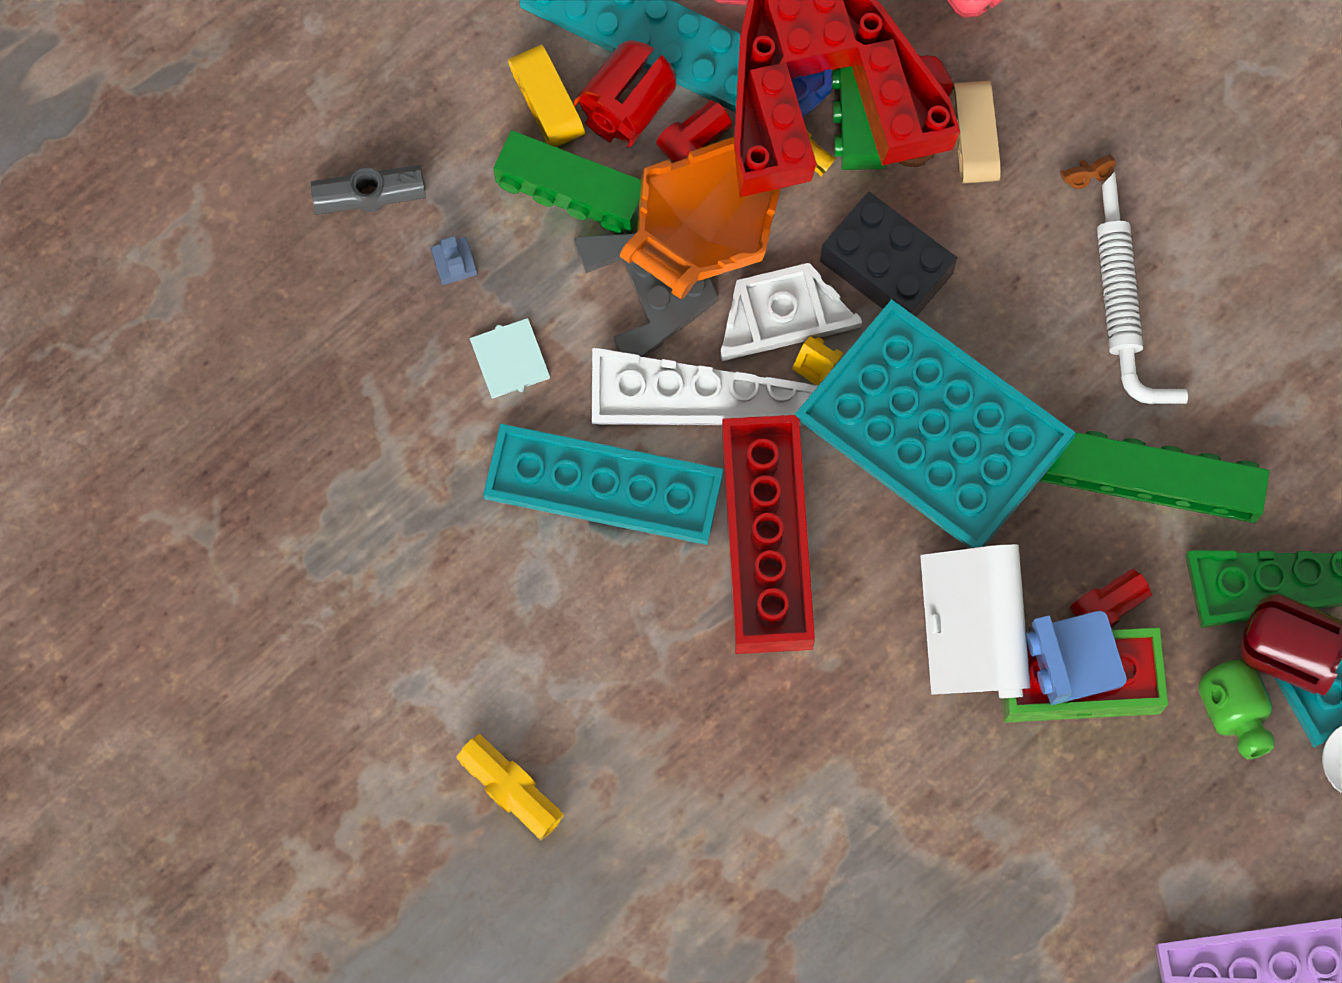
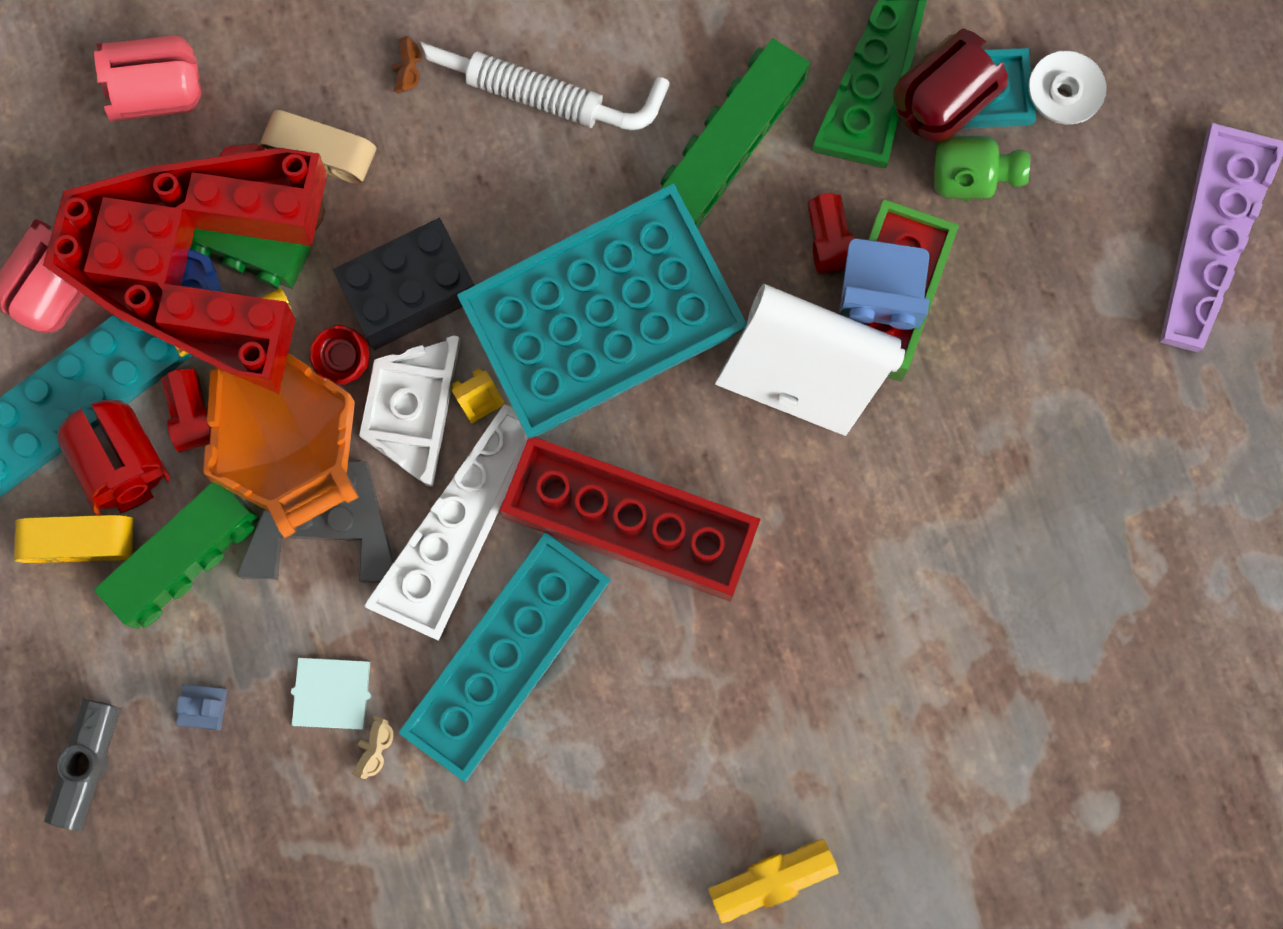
camera: 65 degrees left, 5 degrees up
(490, 413) = (372, 760): none -> tan piece
(799, 232) = (339, 354): none -> red hair

